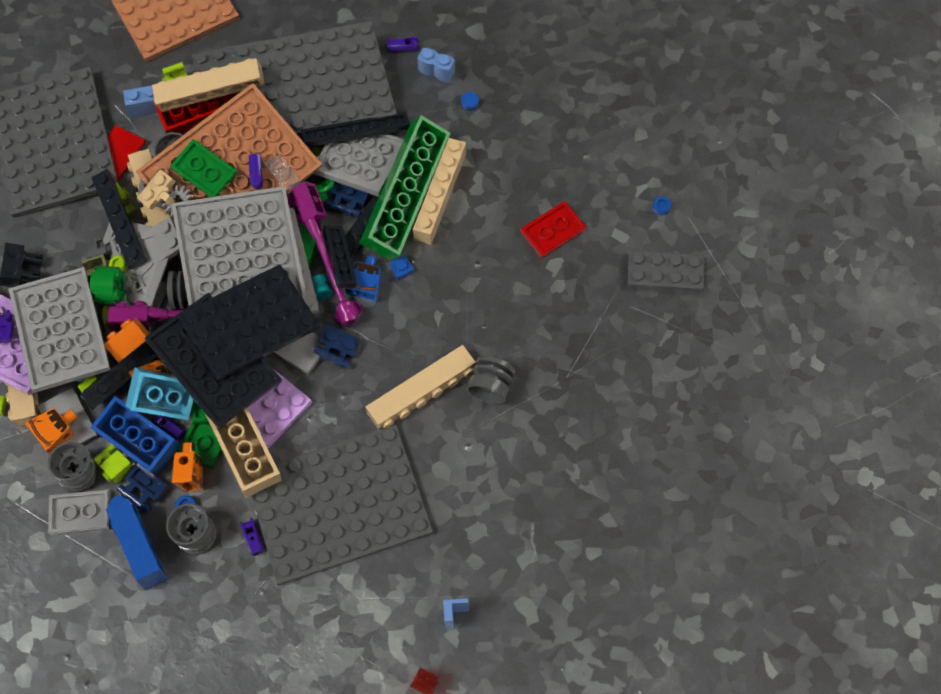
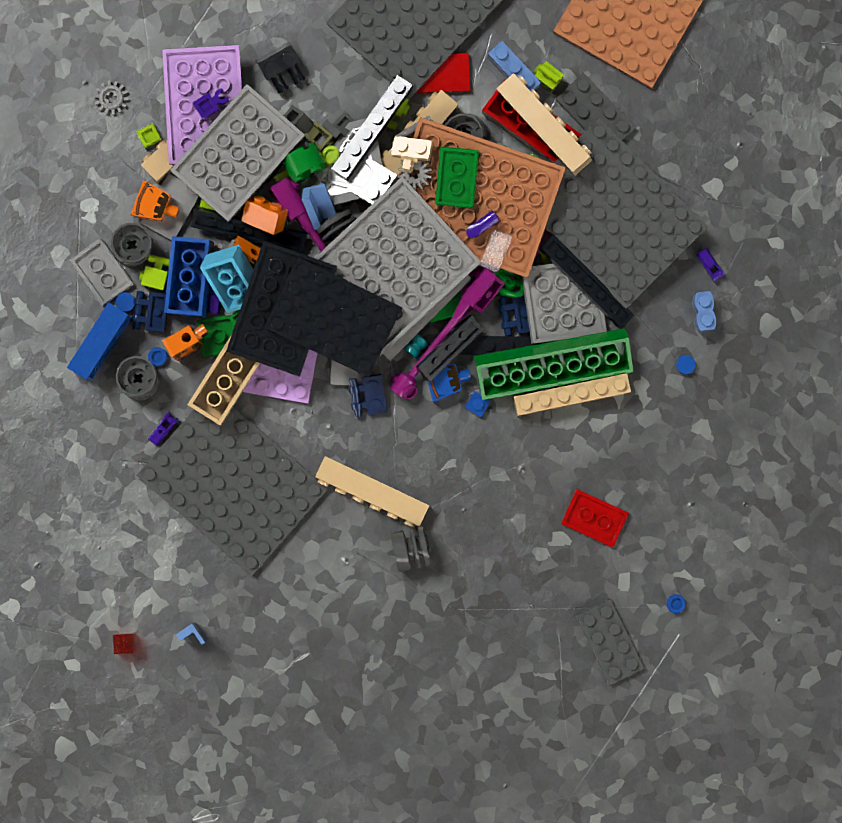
camera: 55 degrees right, 20 degrees up
(149, 292) = (318, 204): none -> medium blue panel

